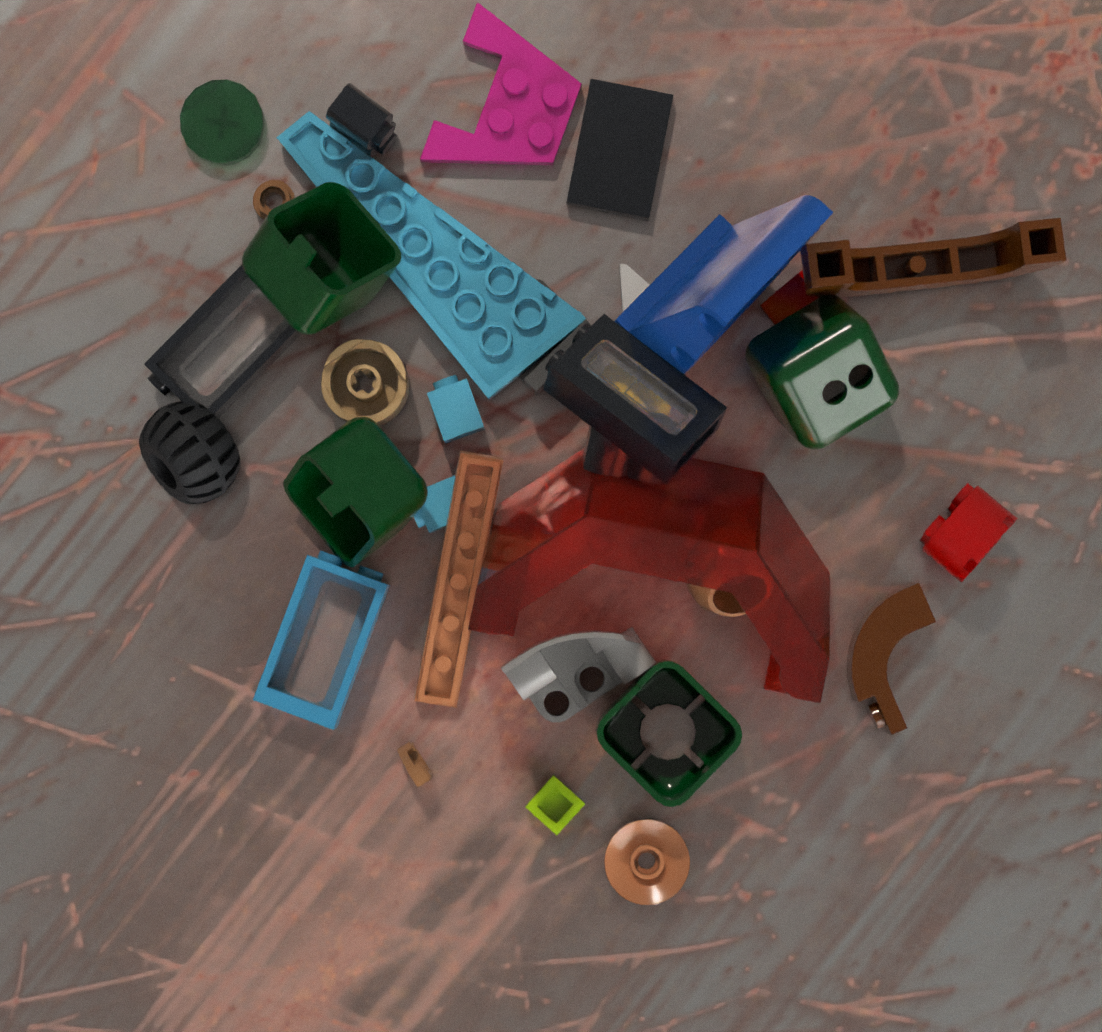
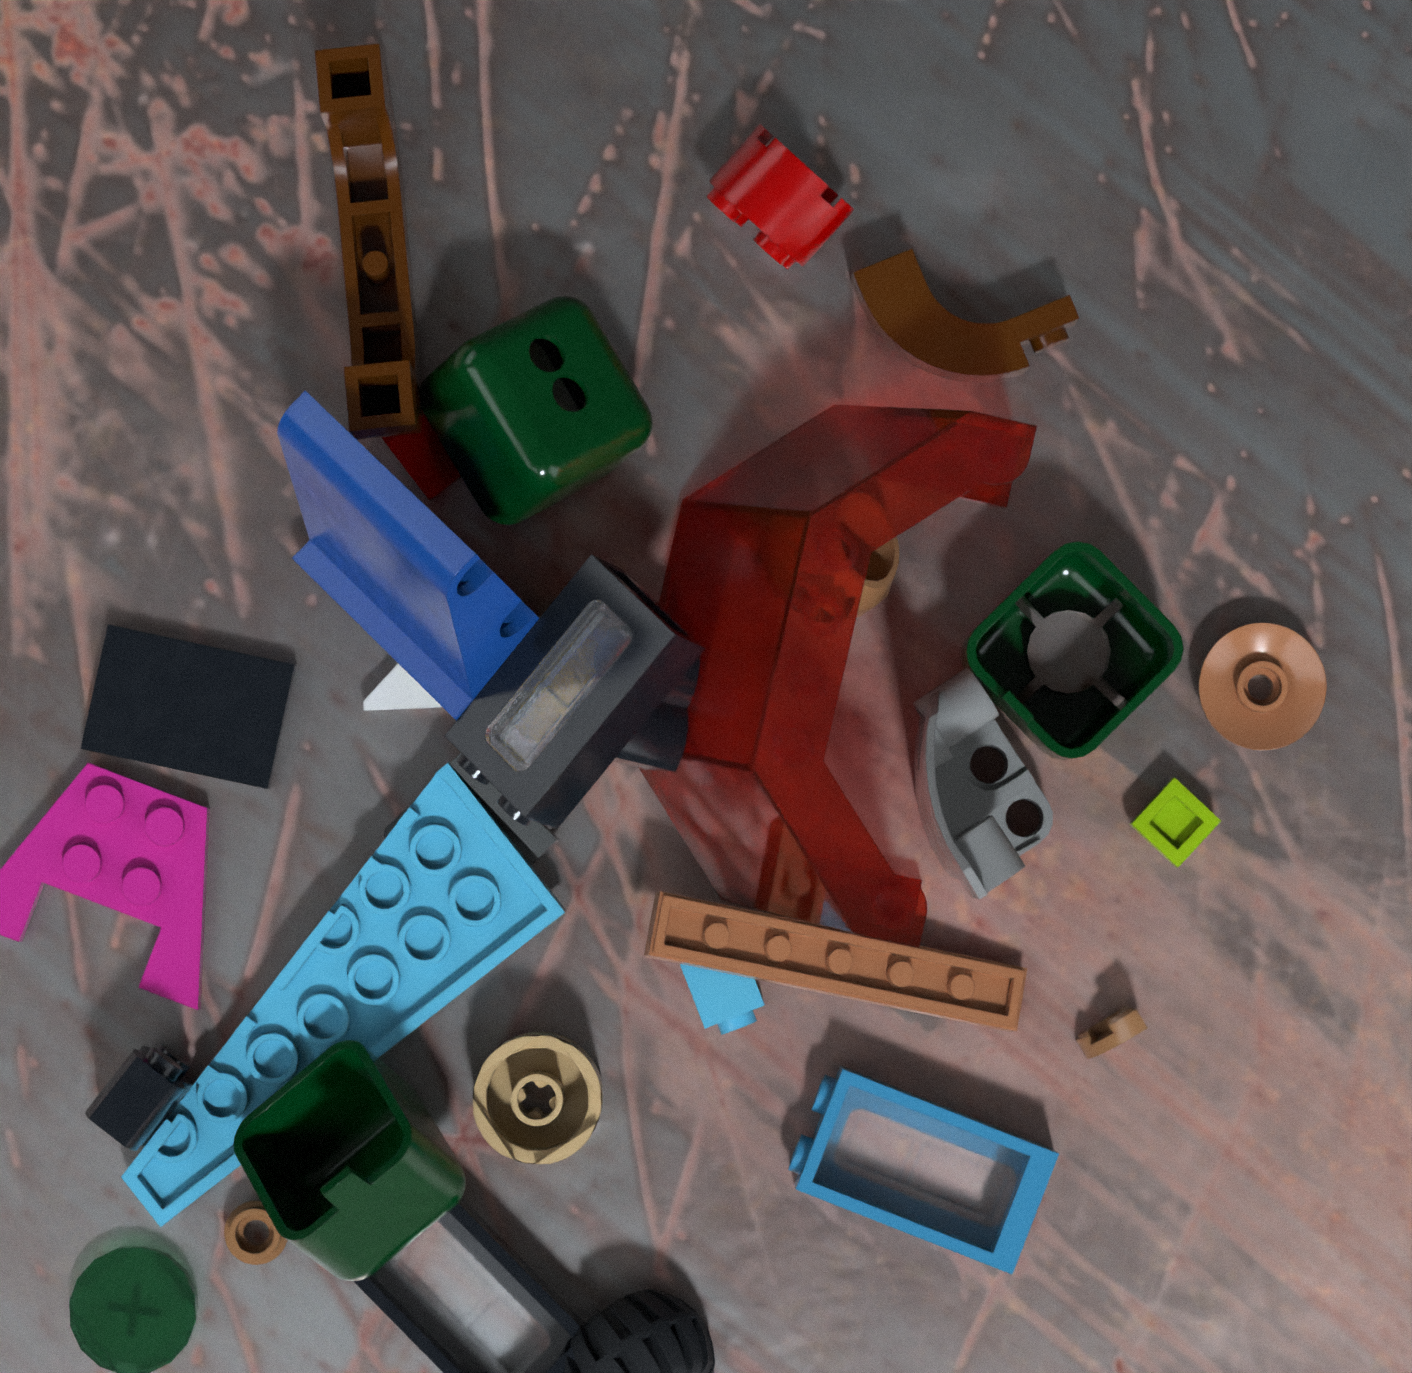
camera: 90 degrees left, 0 degrees up
(356, 489) = (700, 1113): dark green piece -> none
(455, 409) = (578, 962): medium azure brick -> none

